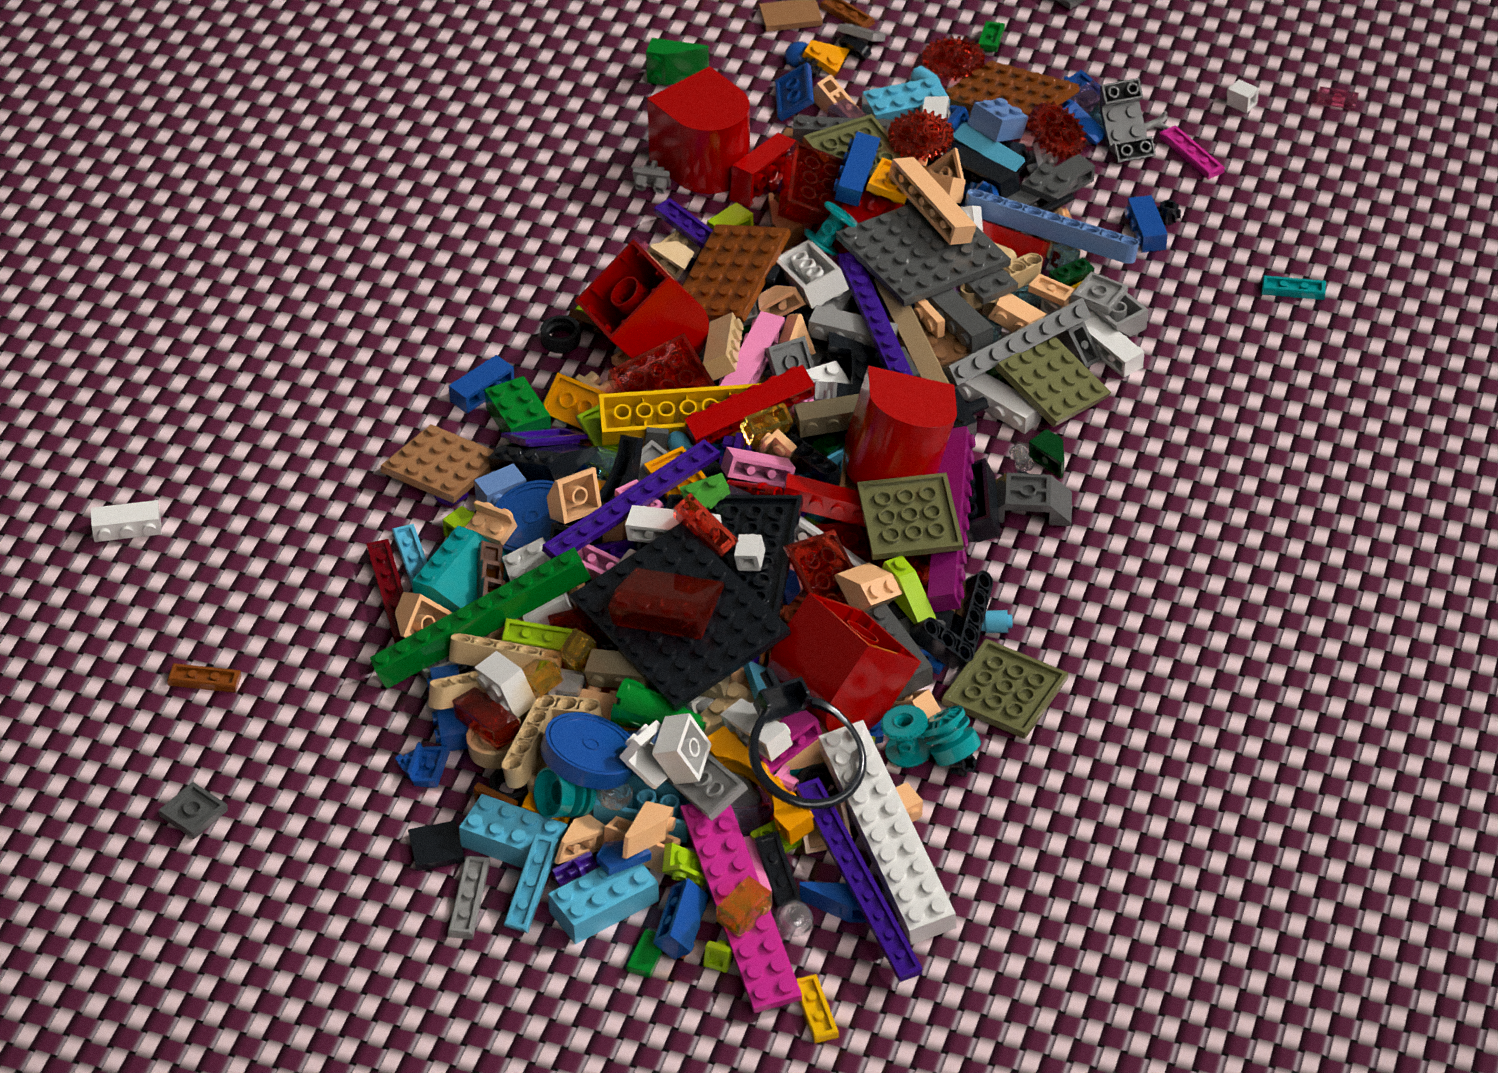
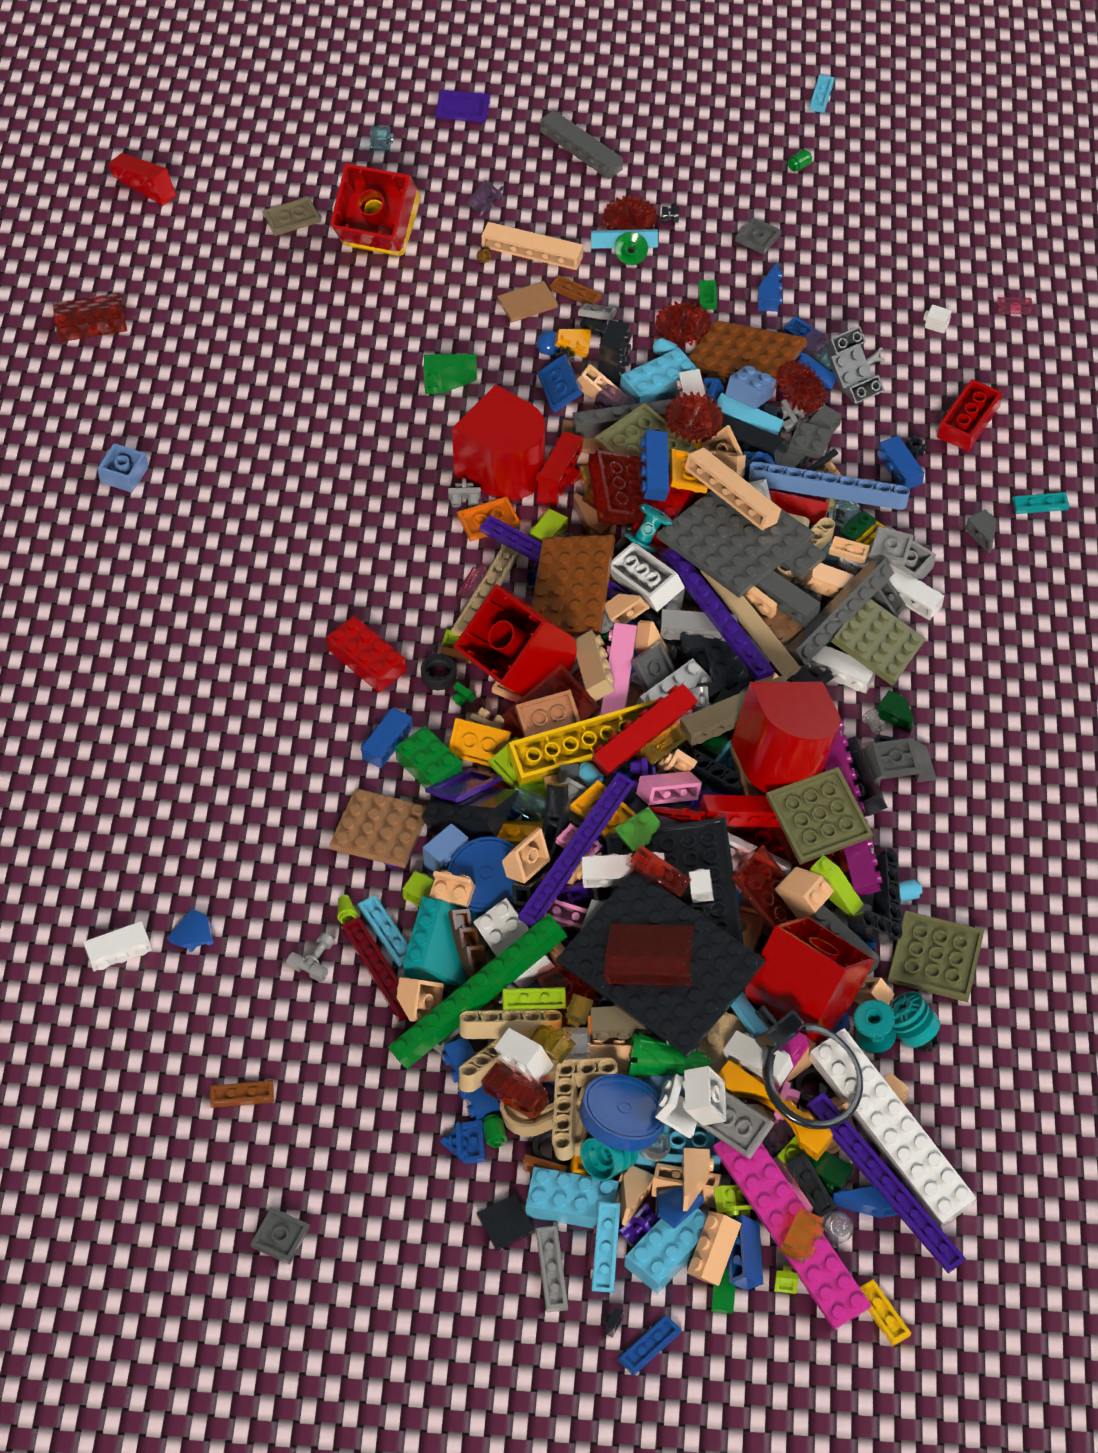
camera: 15 degrees left, 10 degrees up
(209, 523) = (192, 931): none -> blue slope
(298, 96) = (122, 467): none -> medium blue brick
(321, 571) = (310, 962): none -> light grey bar
(377, 530) = (346, 910): none -> lime cone
(456, 758) = (494, 1131): none -> green brick
(489, 304) = (366, 654): none -> red brick
(515, 956) = (613, 1321): none -> black plate
(547, 987) = (649, 1345): none -> blue tile
(578, 358) = (462, 694): none -> green tile
(646, 904) = (714, 1248): none -> light nougat brick
(653, 375) = (547, 713): none -> nougat plate
(671, 256) = (511, 576): tan slope -> none
(686, 198) = (474, 517): none -> orange tile
(773, 277) = (612, 586): black tile -> none
(807, 862) = (832, 1171): none -> dark green brick
(862, 66) = (614, 351): none -> black brick
(1061, 42) = (769, 289): none -> blue slope
(1191, 152) = (912, 382): dark pink tile -> none
(1216, 299) = (982, 529): none -> dark grey slope
(1241, 189) = (970, 415): none -> red brick

